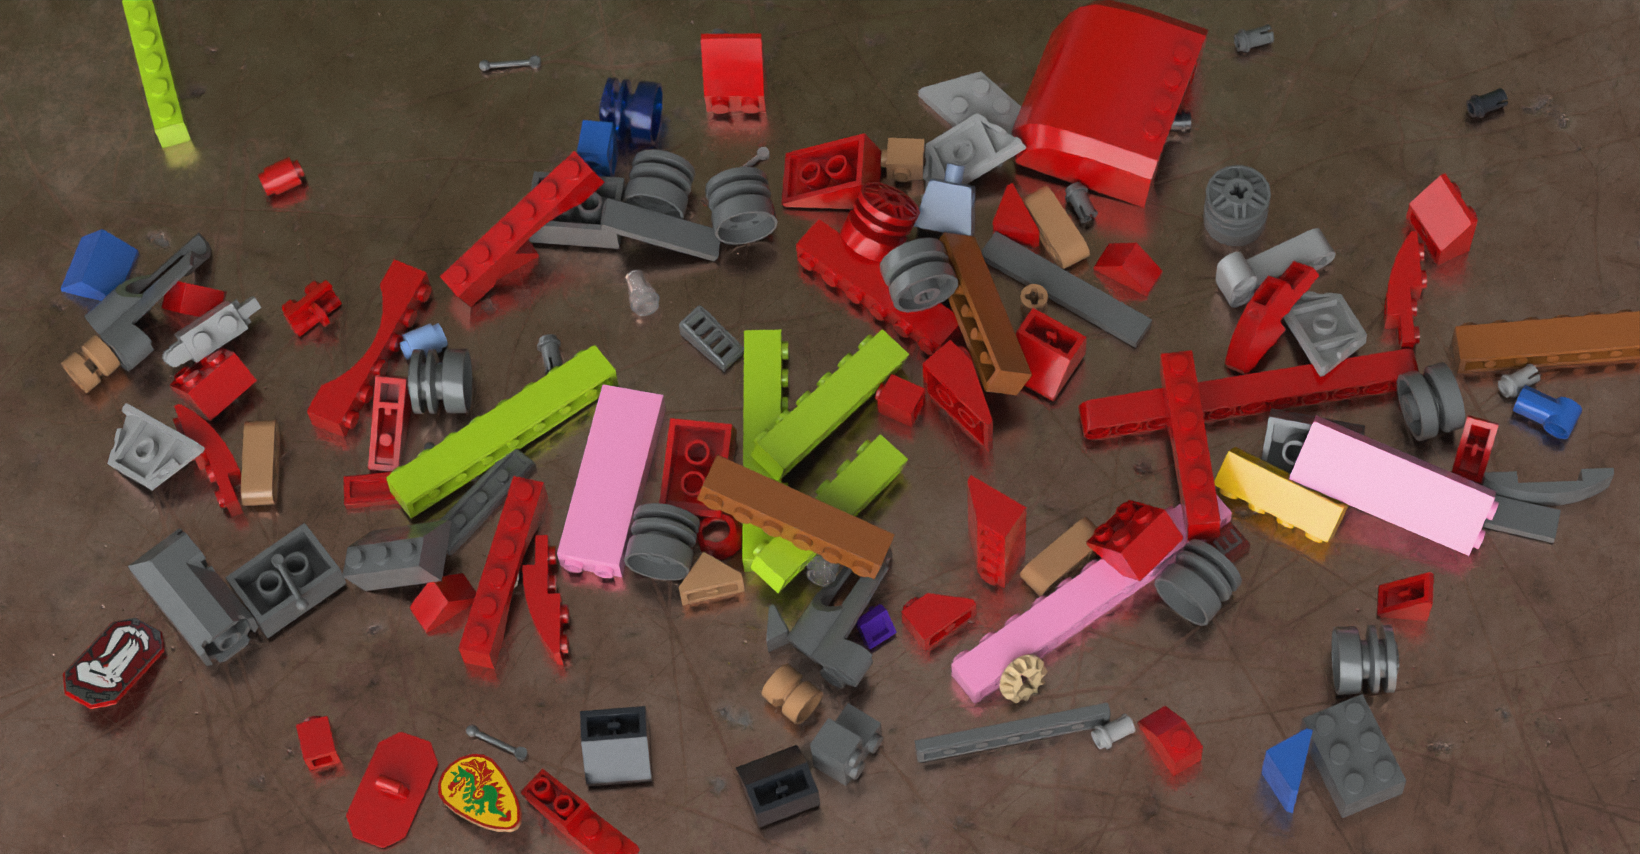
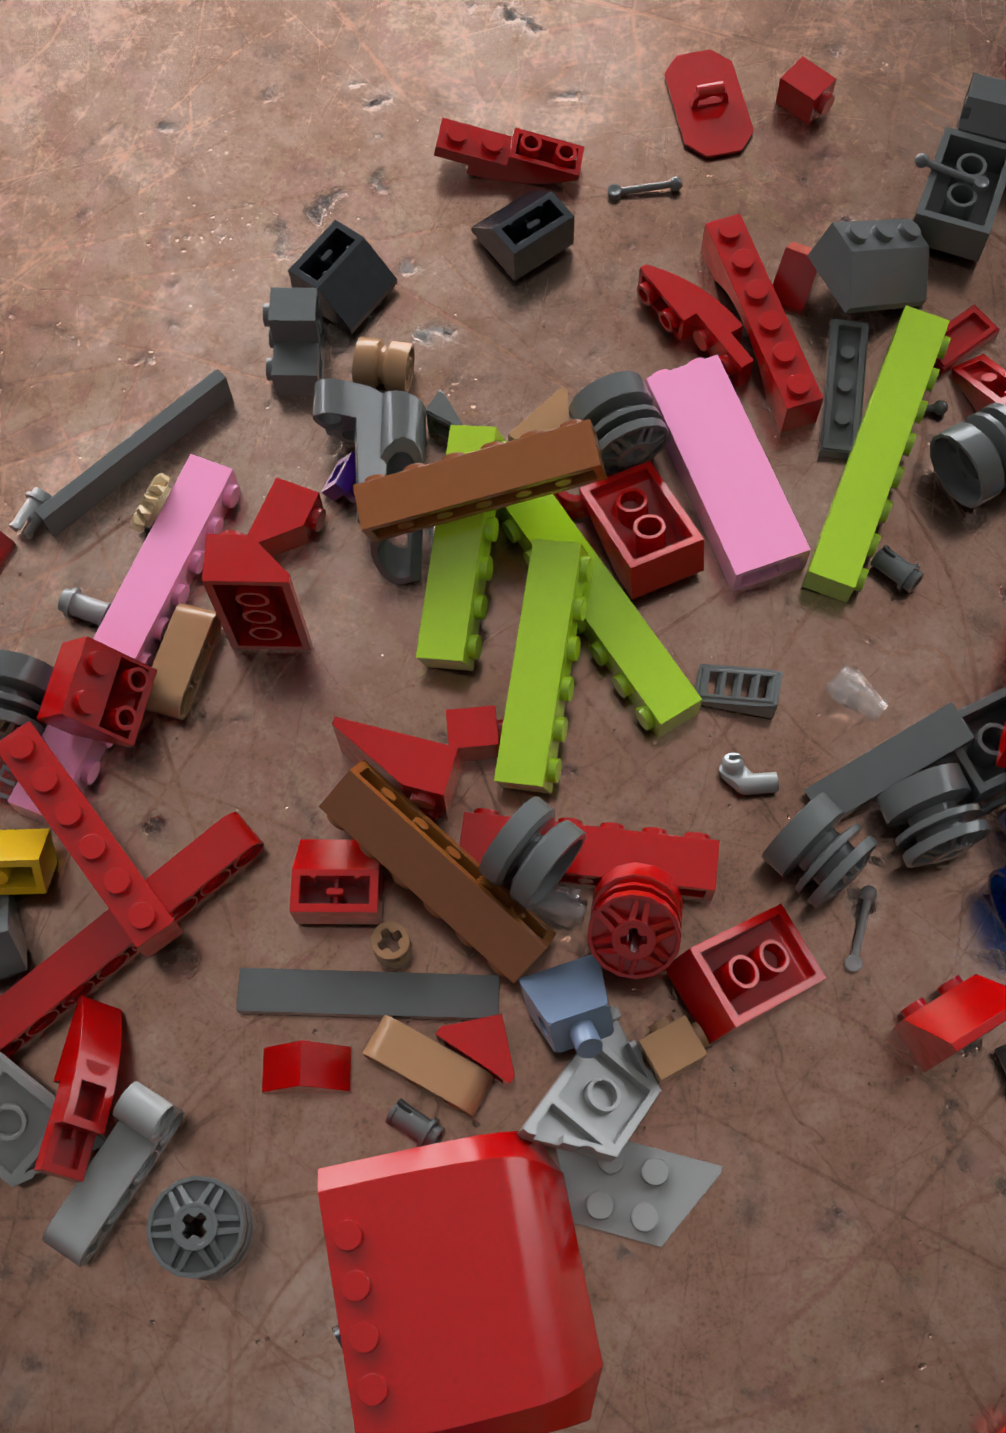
camera: 145 degrees right, 5 degrees up
(480, 793) = (619, 125): shield -> none
(749, 284) = (743, 780): none -> light grey arm
(1111, 636) = (82, 606): none -> light grey pin

